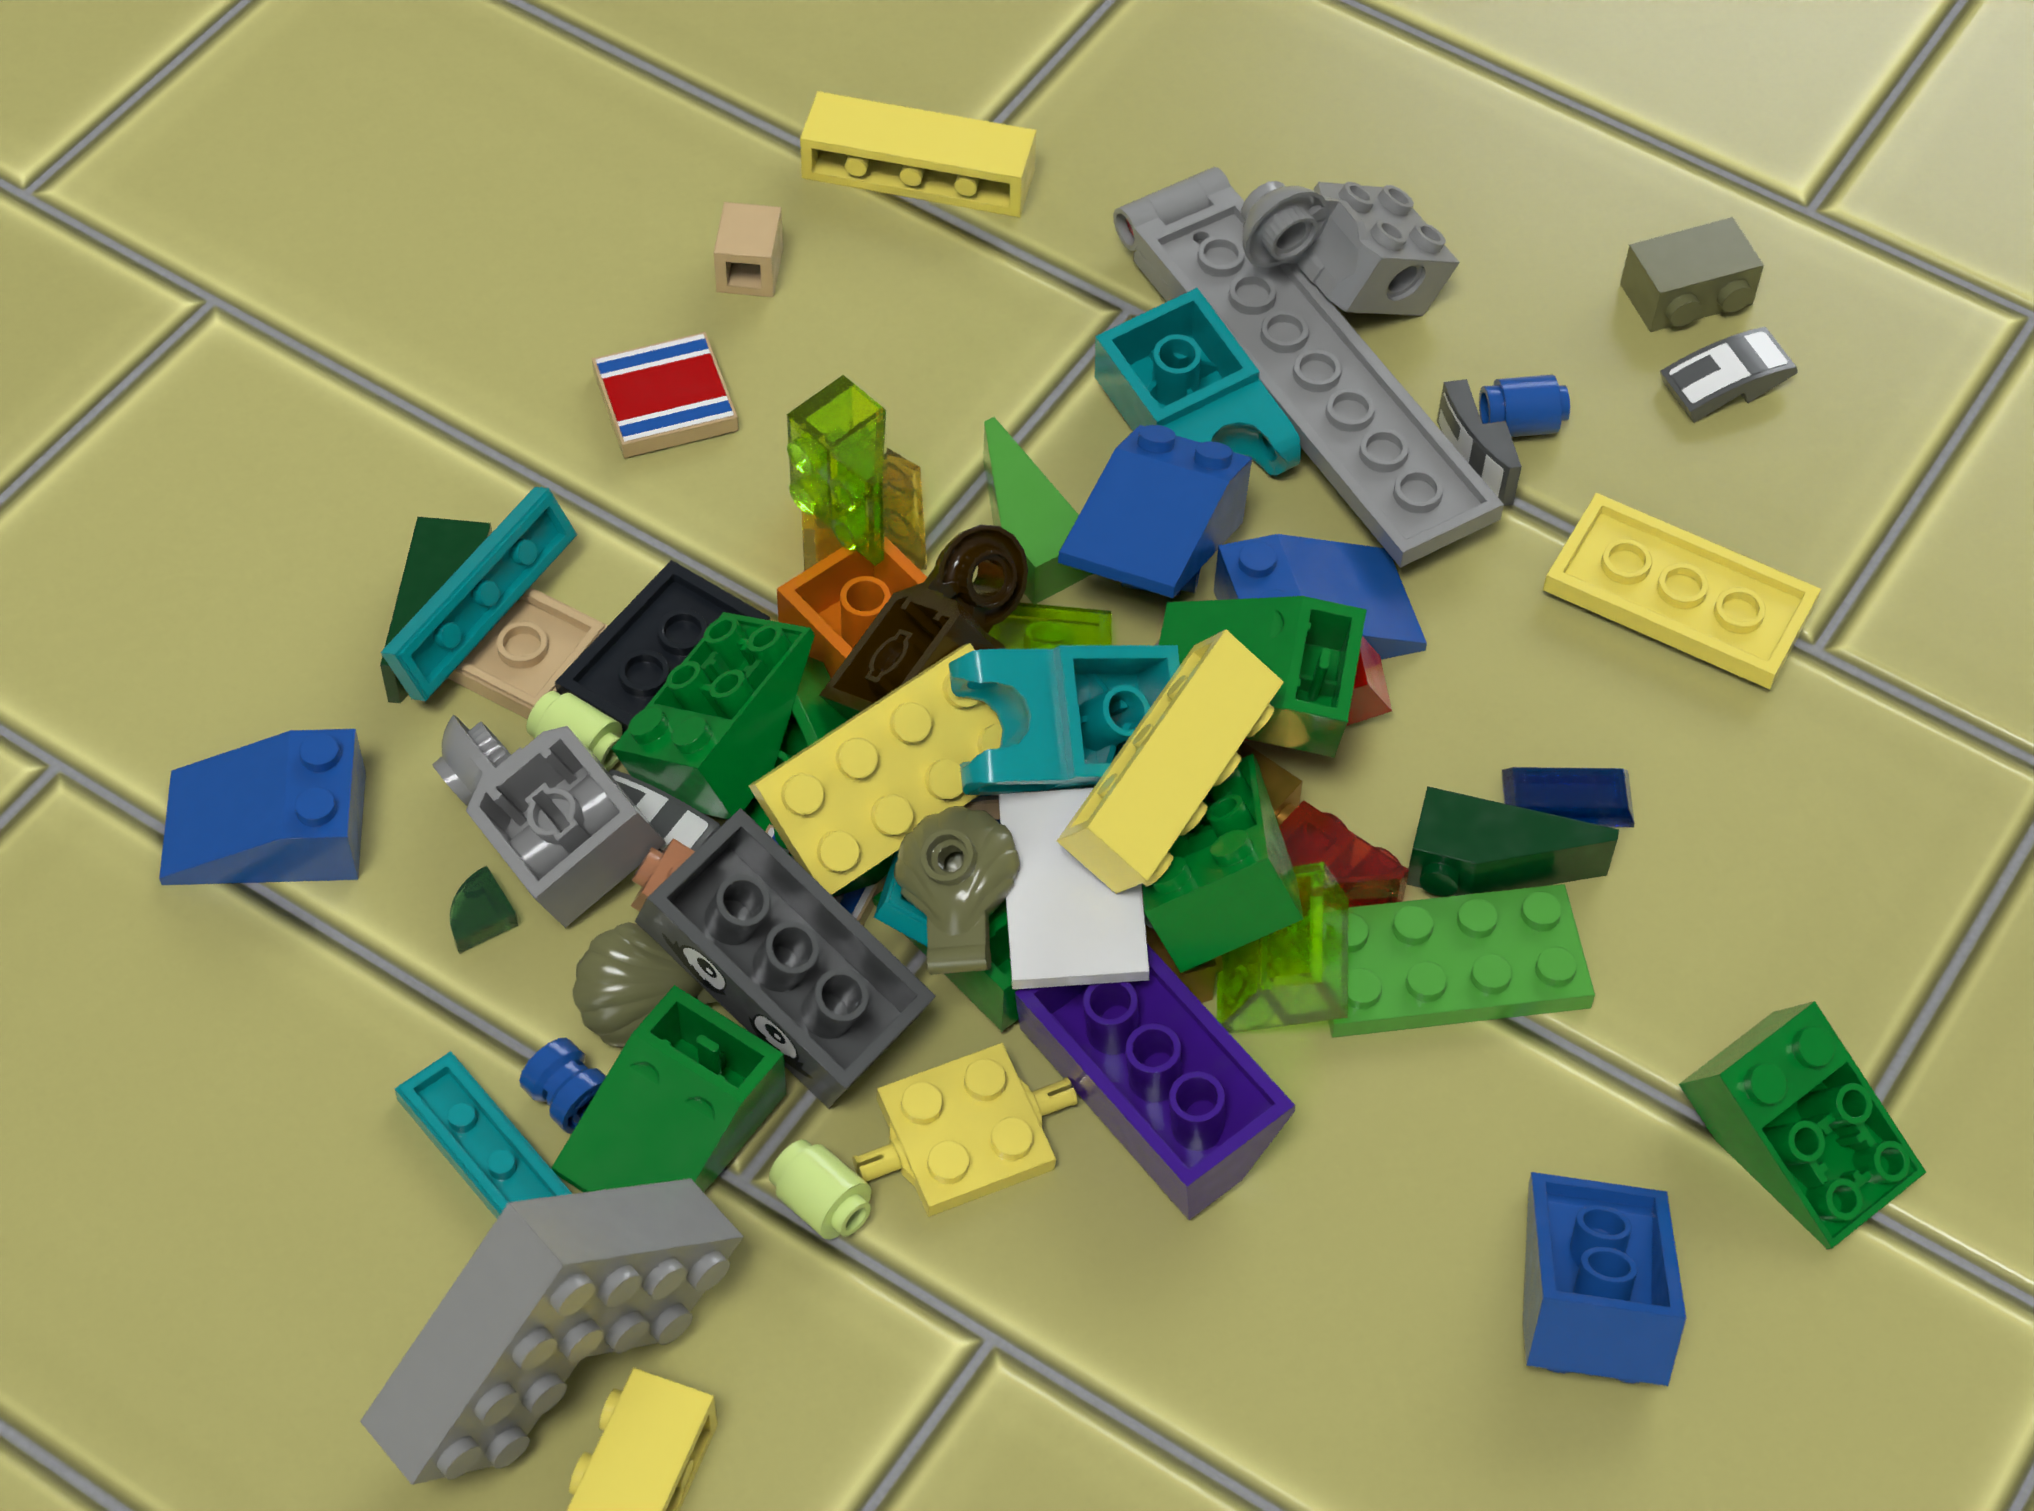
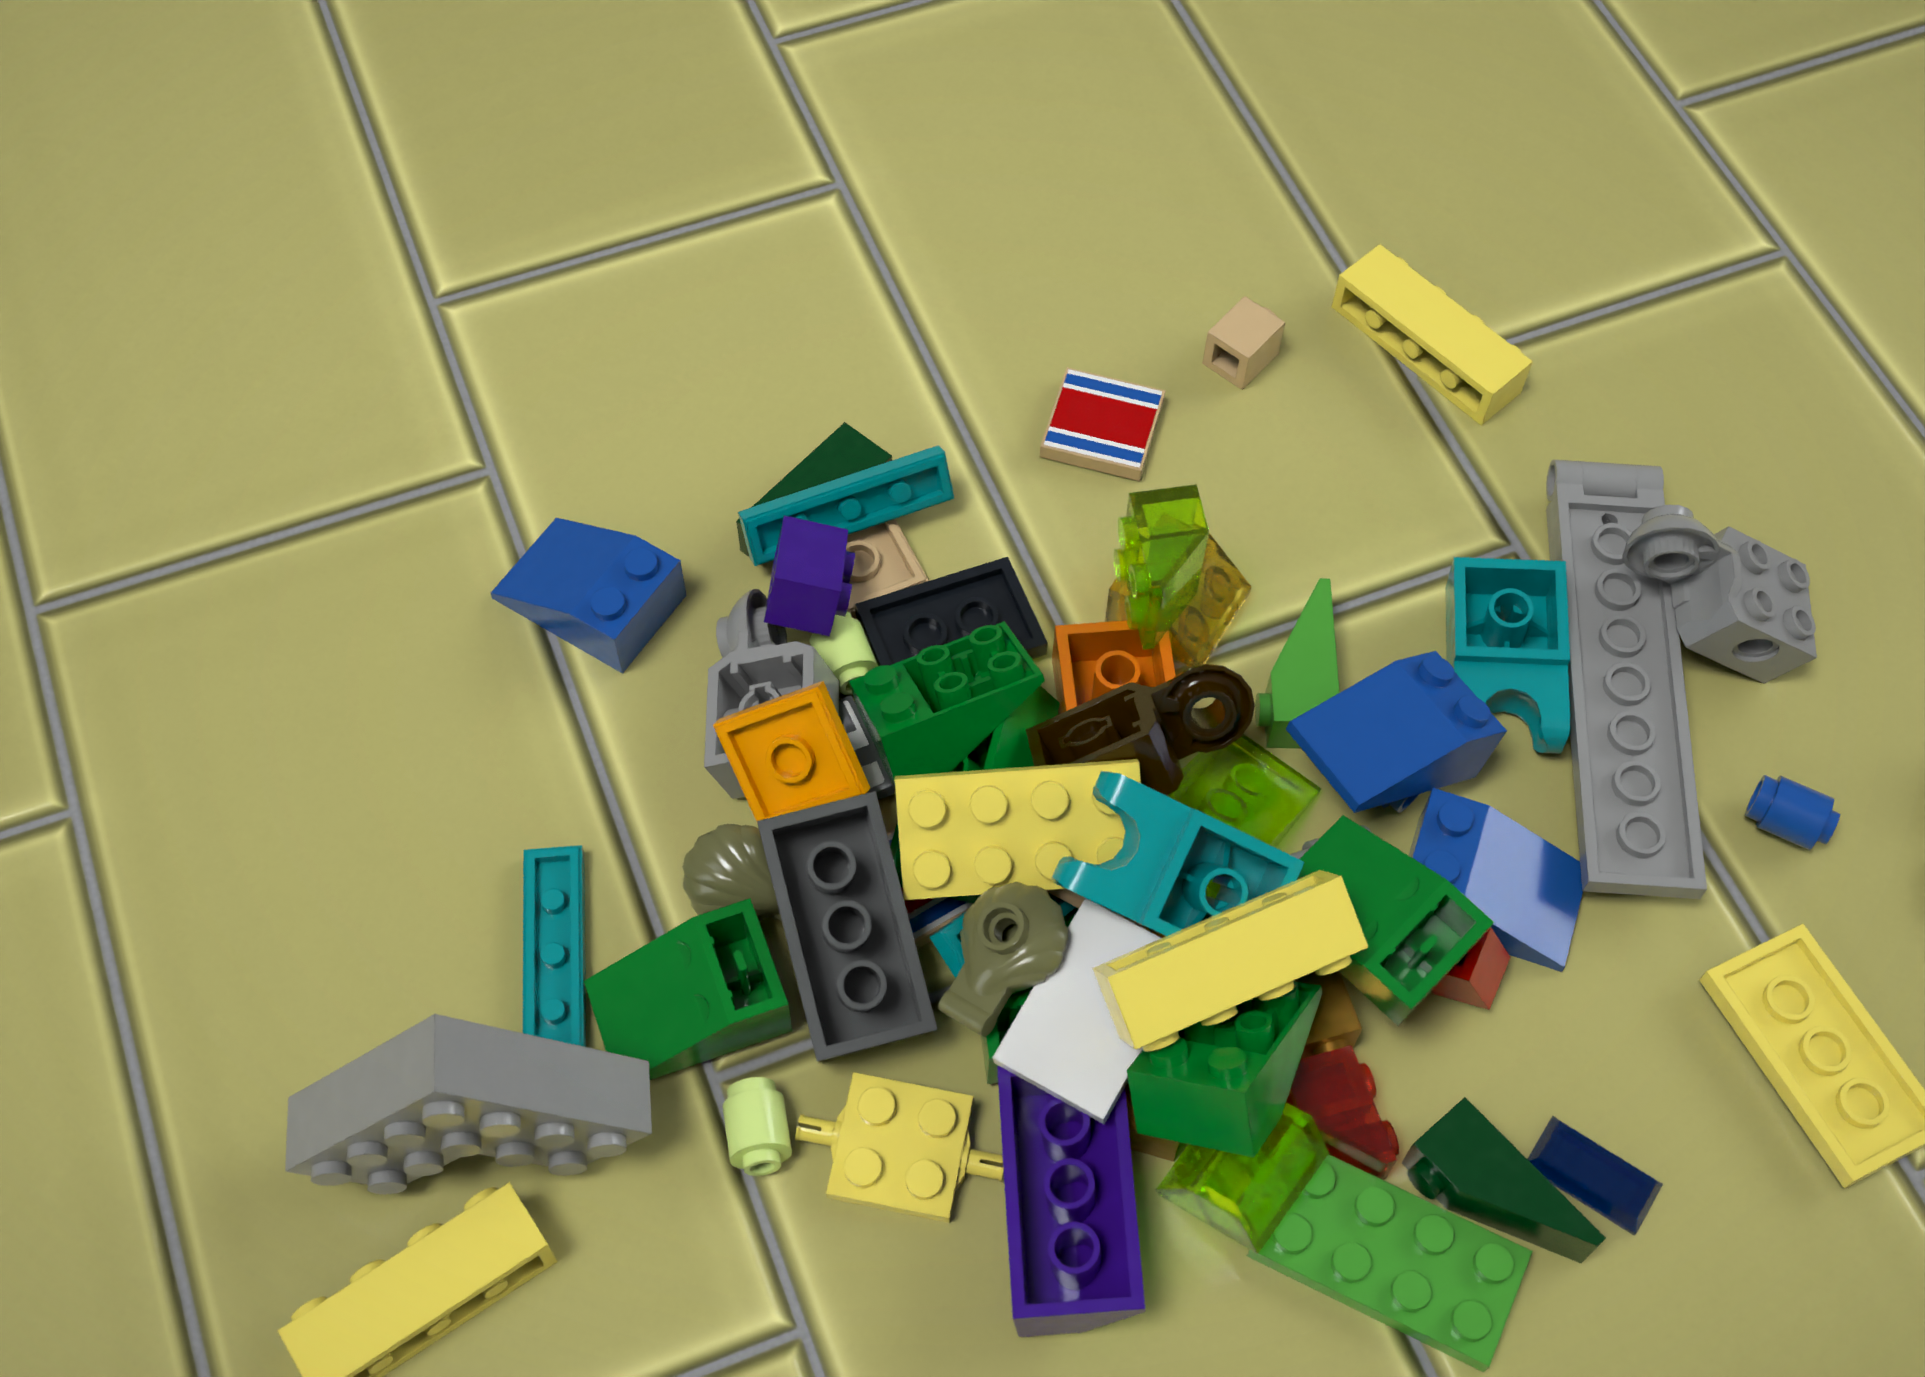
camera: 35 degrees right, 5 degrees up
(480, 911) = (679, 749): clear green tile -> none
(500, 672) = (809, 576): none -> dark purple brick
(562, 1080) = (636, 917): blue wheel -> none
(625, 828) = (791, 753): none -> light orange plate
(1483, 446) = (1727, 828): dark grey slope -> none

